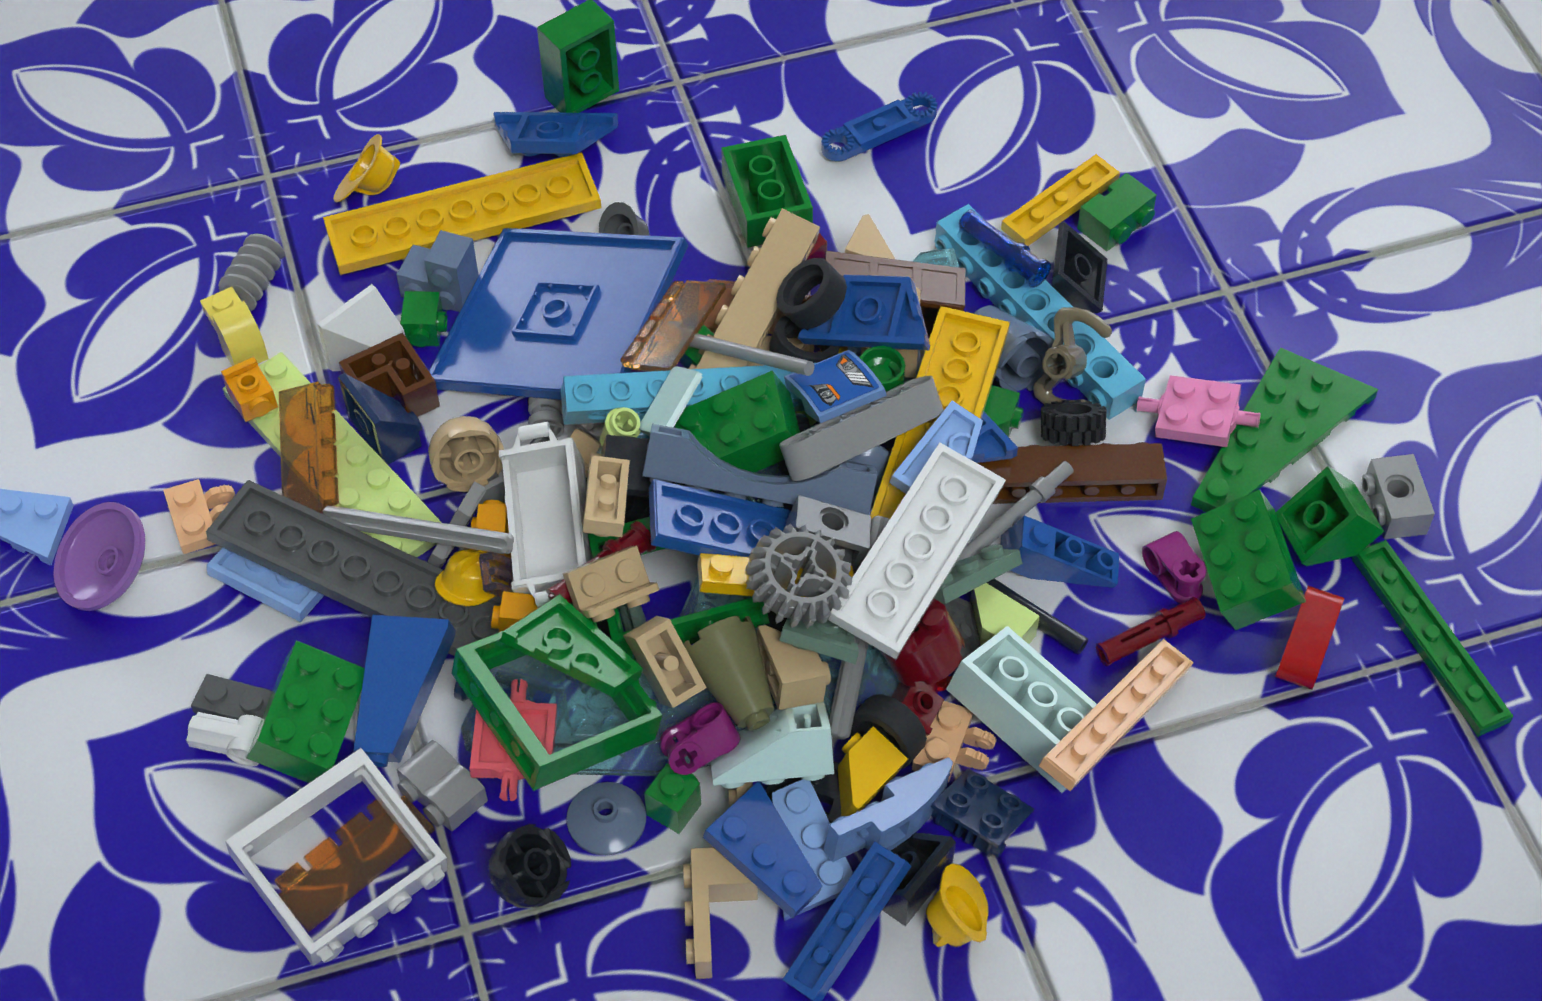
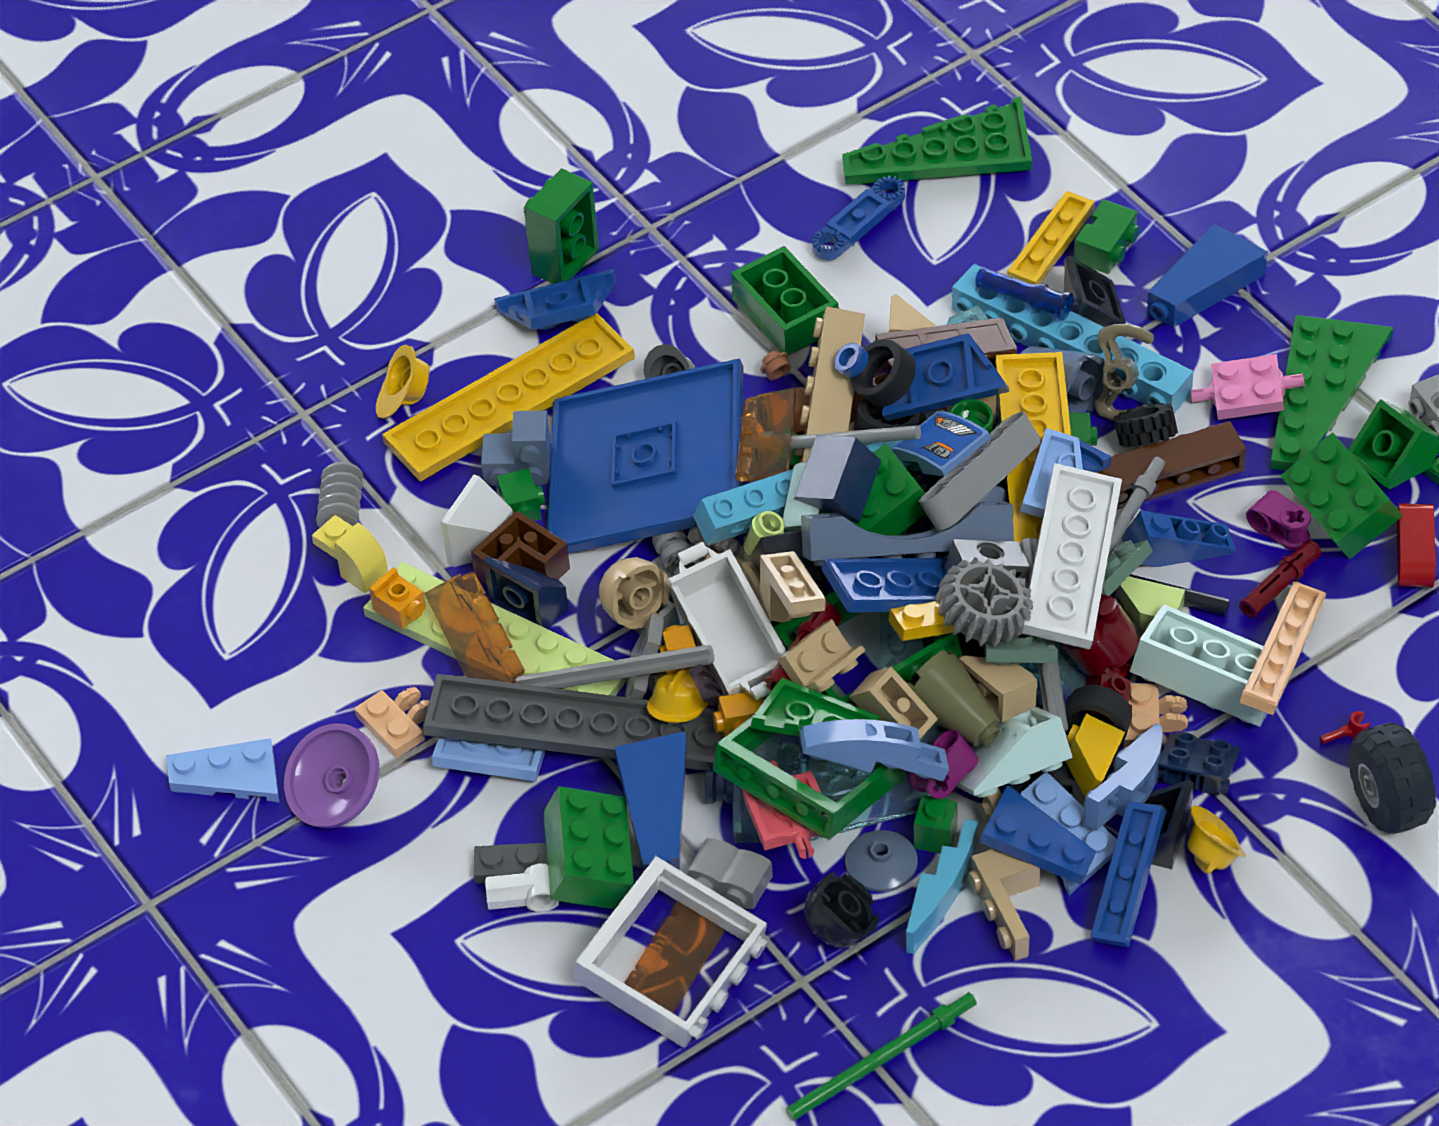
camera: 15 degrees left, 5 degrees down
(608, 696) = (864, 742): none -> medium blue slope
(642, 878) = (938, 892): none -> medium azure slope
(705, 394) = (838, 476): none -> dark blue slope
(731, 253) = (775, 365): none -> nougat plate
(784, 271) = (851, 360): none -> blue tile
(1001, 81) = (954, 147): none -> green wing
(1160, 825) = (1351, 729): none -> red hand
(1175, 904) = (1392, 778): none -> black wheel
(1202, 280) = (1206, 275): none -> blue slope

